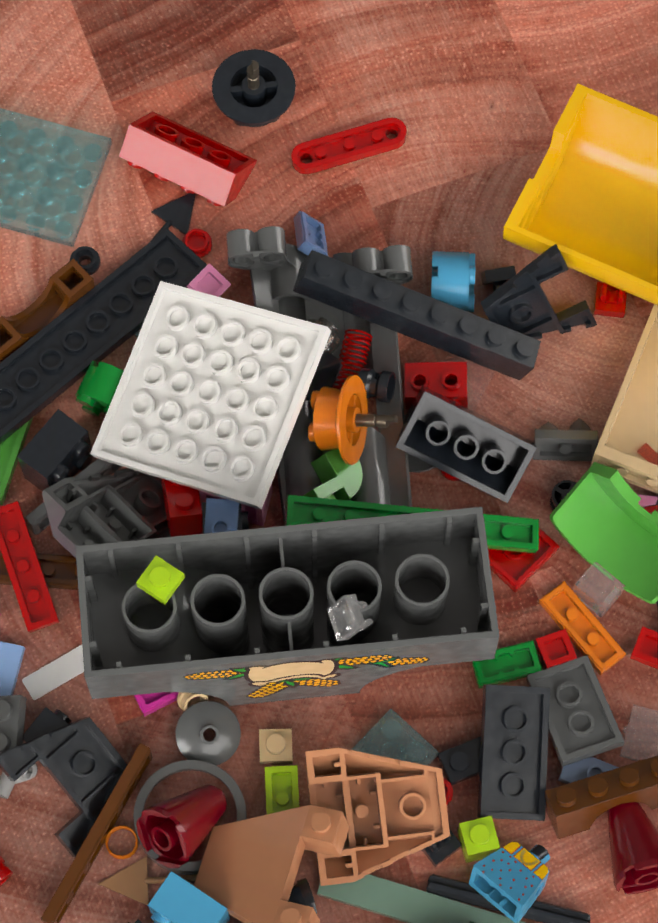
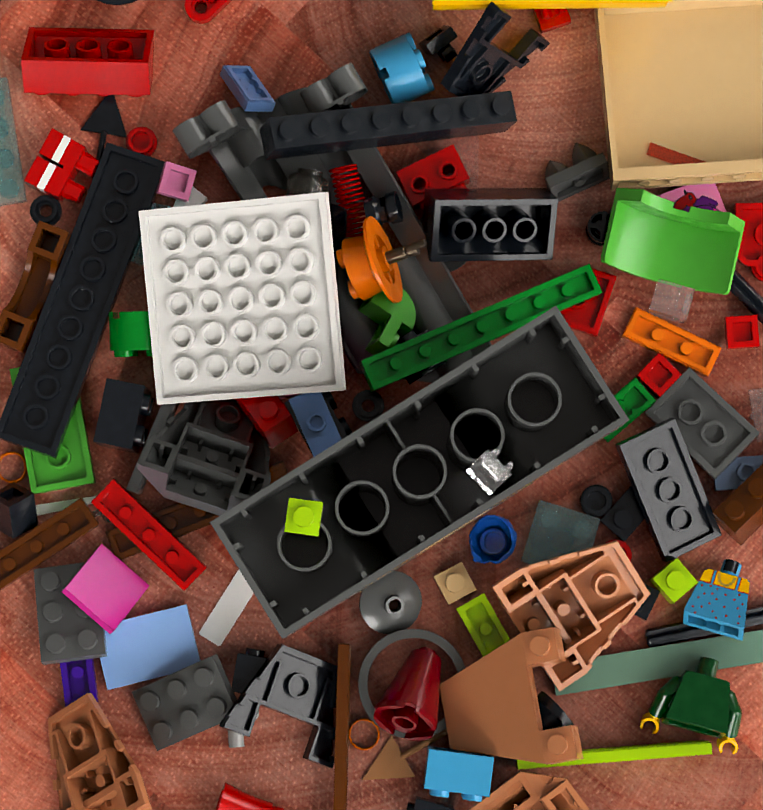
camera: 25 degrees left, 15 degrees up
(115, 230) = (59, 181): none -> red hips
(329, 720) = (492, 539): none -> blue hair
(443, 734) = (596, 500): none -> black tile

